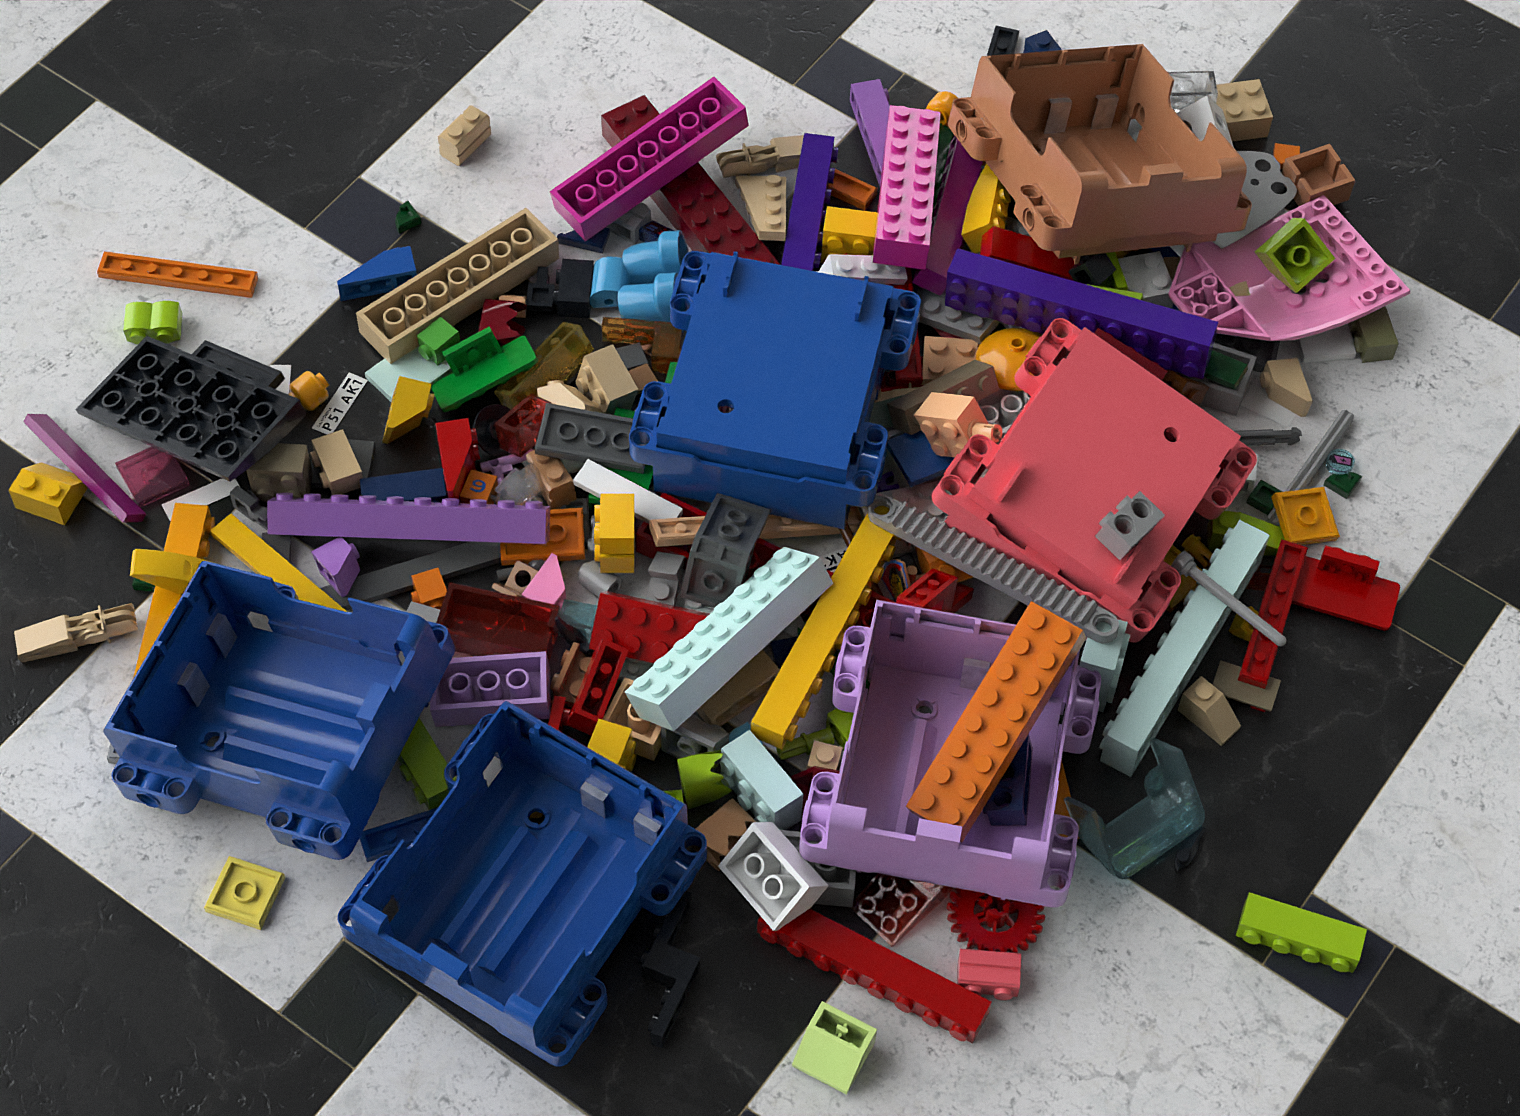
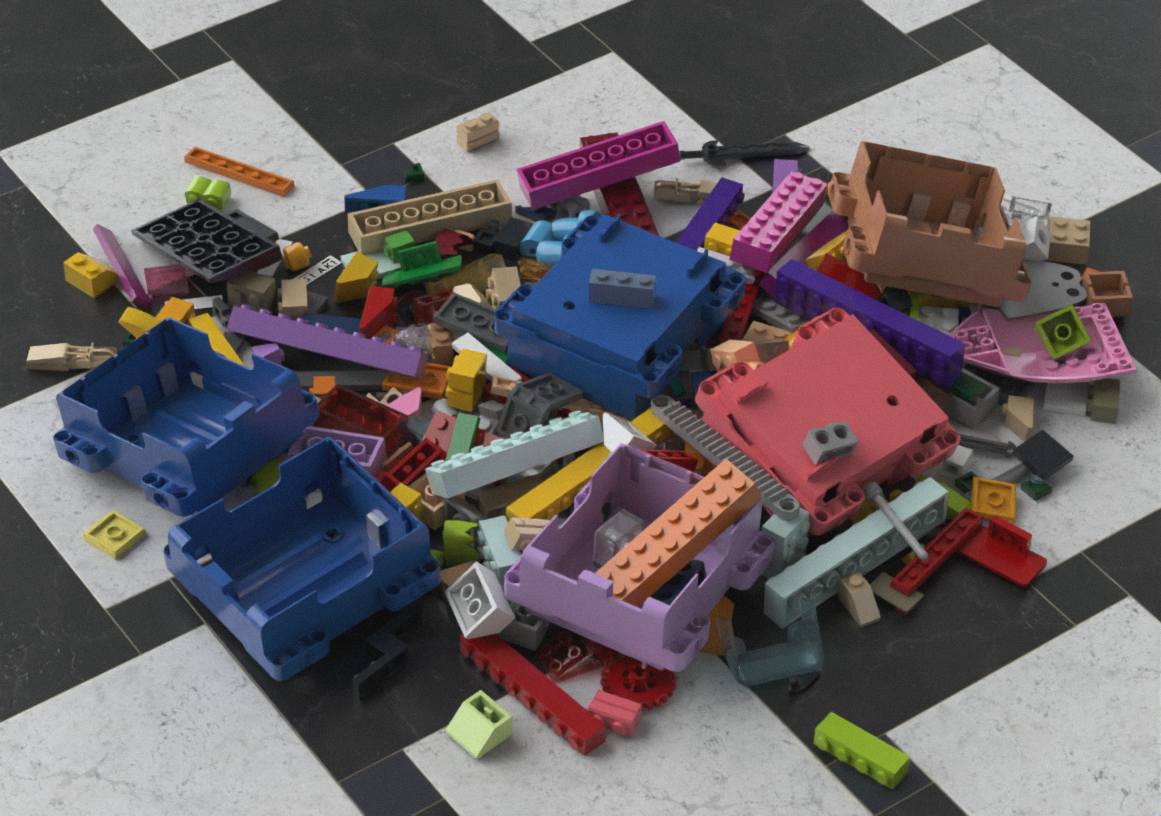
camera: 20 degrees right, 15 degrees down
(650, 630) = (463, 434): none -> green tile
(765, 203) = (675, 218): tan wing -> none
(771, 91) = (717, 154): none -> black sword
(788, 367) = (622, 288): none -> sand blue brick
(798, 753) = (522, 531): none -> tan brick
(860, 576) = (621, 431): none -> white slope
(917, 738) = (615, 536): none -> clear brick
(1337, 435) = (1042, 455): none -> black tile

